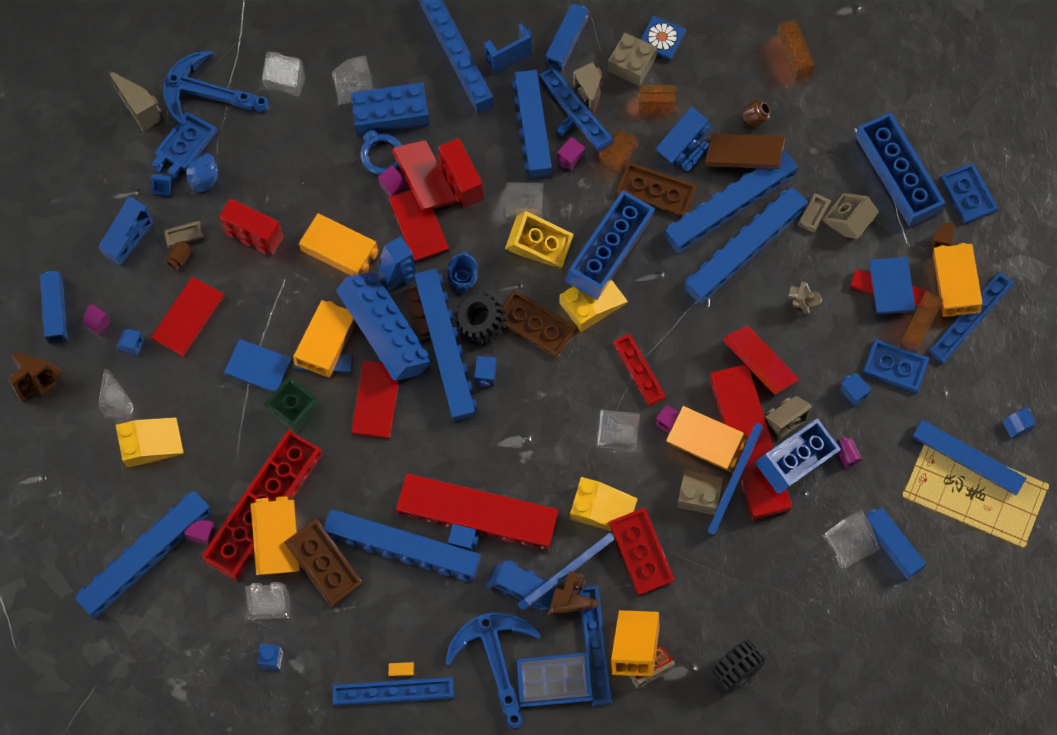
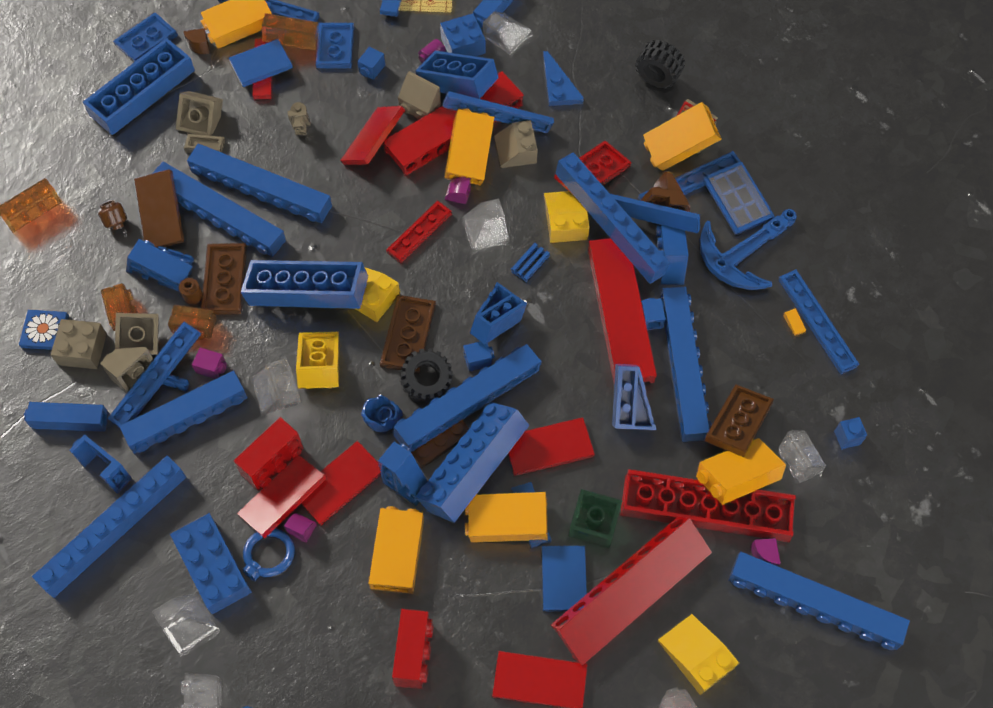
camera: 115 degrees left, 5 degrees down
(217, 409) = (633, 589): none -> red tile
(379, 475) = (630, 400): none -> blue wedge
(513, 395) = (497, 314): none -> blue wedge
(557, 441) = (539, 251): none -> blue tile
(569, 532) = (612, 218): none -> blue brick
(617, 101) = (137, 330): none -> dark tan brick
(648, 156) = (190, 291): none -> reddish brown brick
(762, 564) = (559, 87): none -> blue wing
(854, 488) = (463, 36): none -> blue brick

